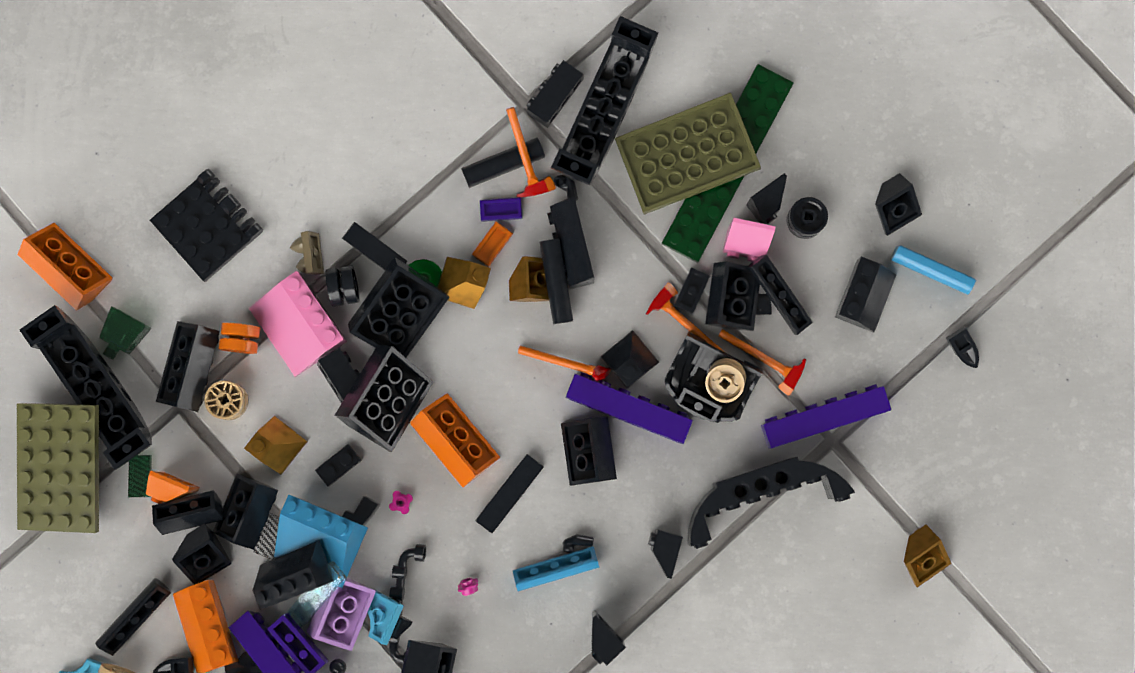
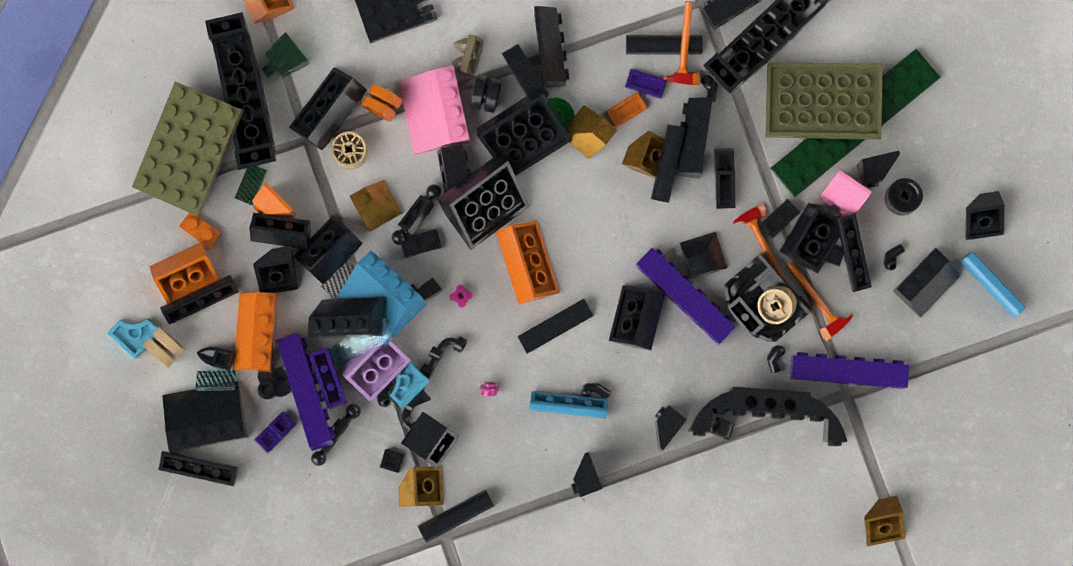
camera: 20 degrees right, 0 degrees up
(106, 545) = (200, 230): none -> orange plate
(106, 596) = (184, 272): none -> orange slope
(321, 438) = (416, 214): none -> black plate
(363, 640) = (383, 397): none -> black arm
(388, 211) = (550, 47): none -> black slope
(597, 372) = (671, 254): orange piece -> none
(619, 272) = (724, 178): none -> black slope
(721, 528) = (722, 428): none -> black leg
(743, 433) = (773, 357): none -> black arm
(819, 283) = (890, 257): none -> black arm
(964, 347) = (992, 361): black plate -> none

